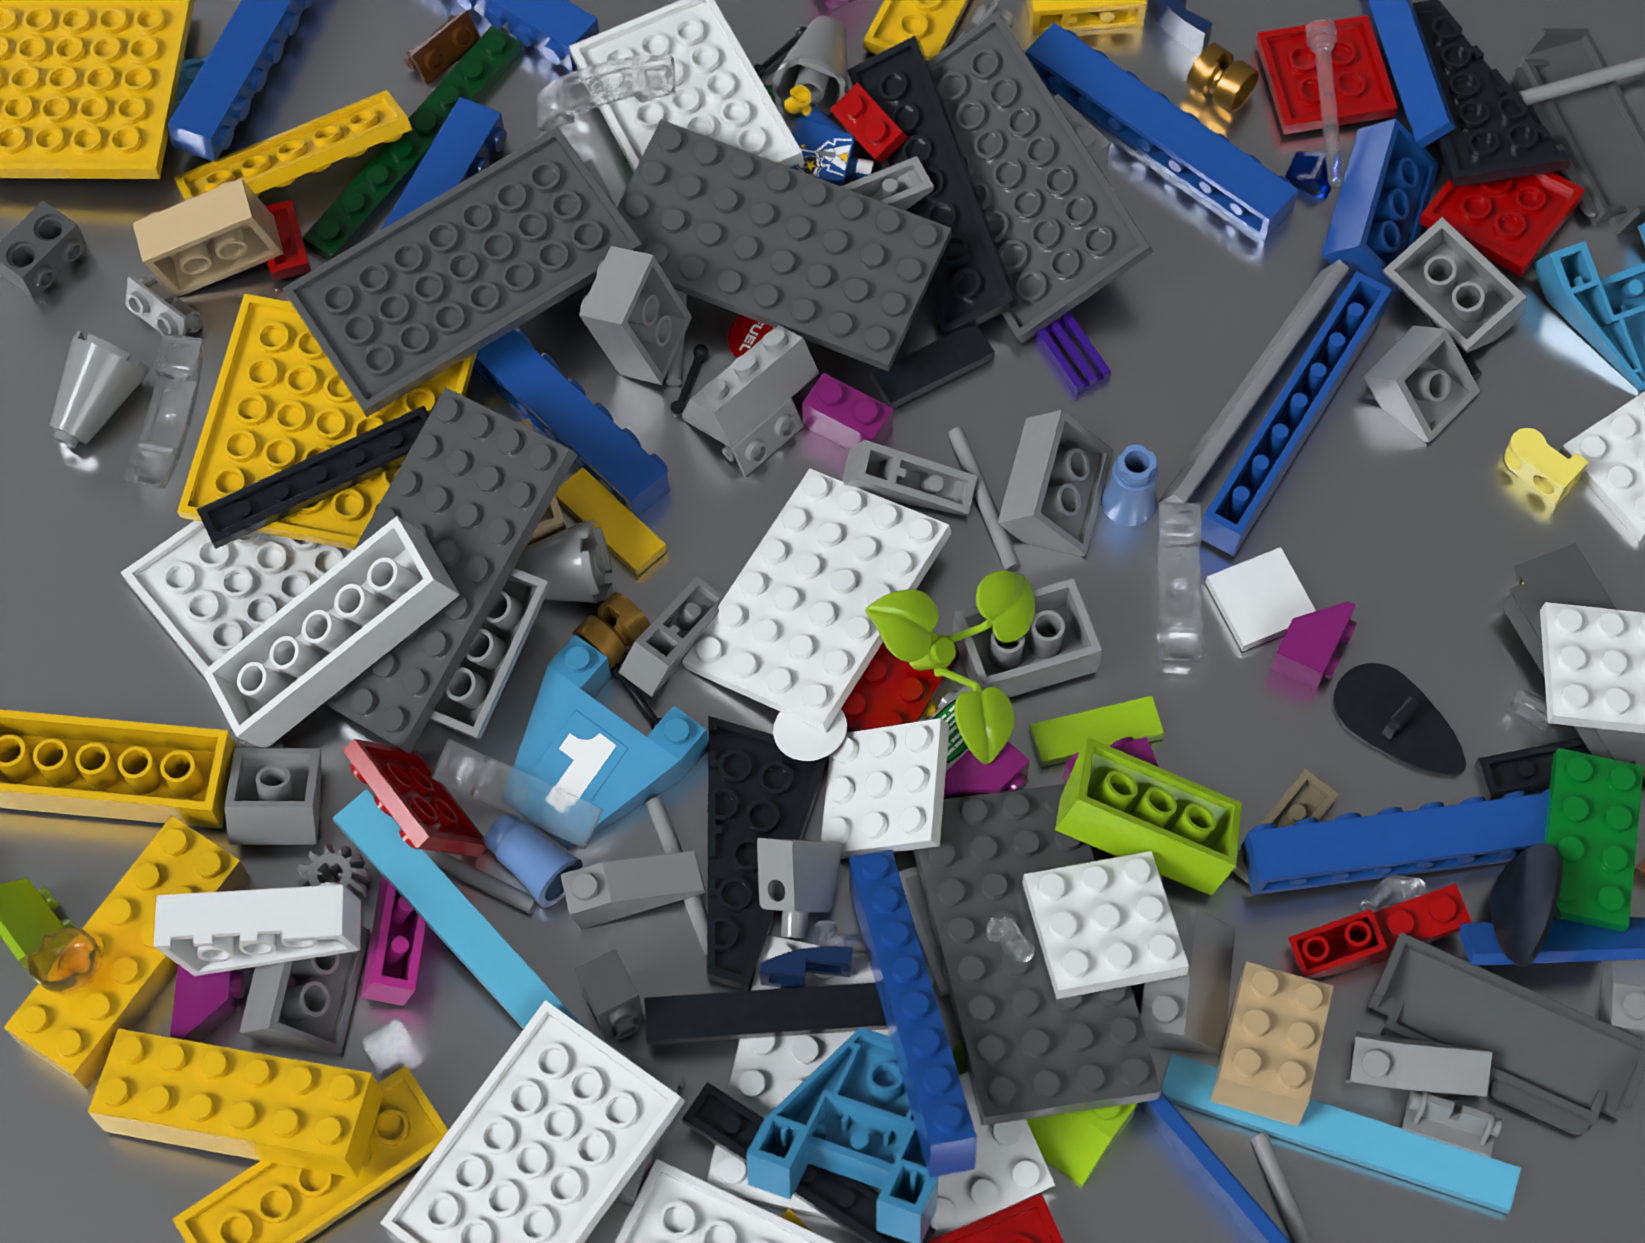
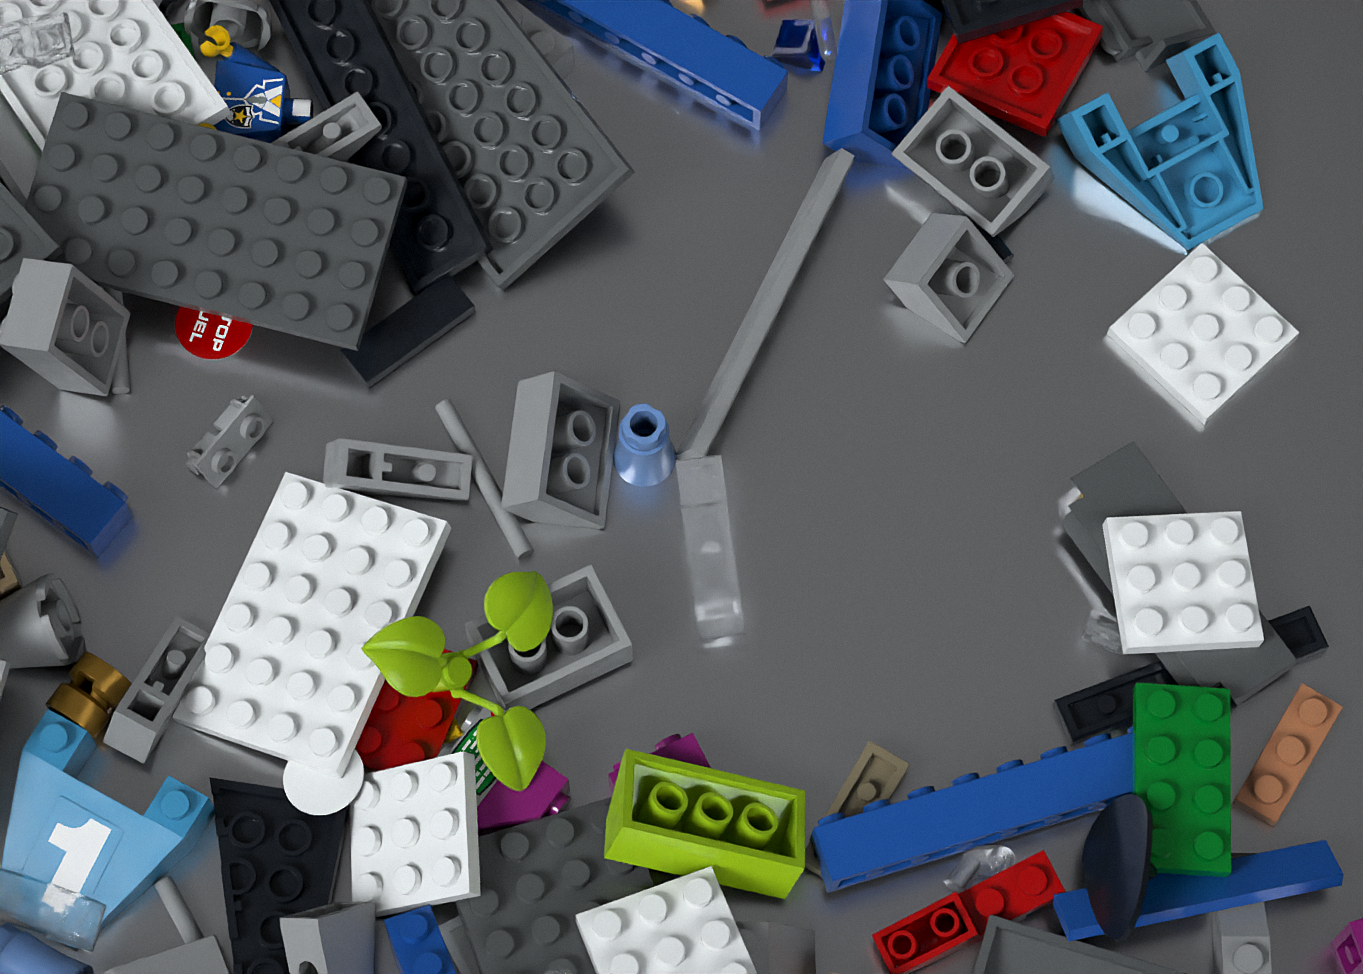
camera: 10 degrees left, 5 degrees up
(624, 533) = (83, 572): yellow tile -> none
(636, 696) = (130, 767): black hinge -> none
(677, 407) = (130, 419): black hinge -> none
(752, 387) = (209, 390): light grey slope -> none
(845, 414) = (318, 405): magenta brick -> none
(868, 123) = (299, 57): red plate -> none
(1064, 736) = (638, 728): lime tile -> none
(1086, 347) = (540, 267): dark purple tile -> none
(1259, 598) = (801, 551): white tile -> none
(1294, 414) = (813, 334): blue brick -> none
(1311, 642) = (860, 596): magenta slope -> none
(1397, 720) = (963, 667): black shield -> none
(1542, 465) = (1090, 354): light yellow leg -> none

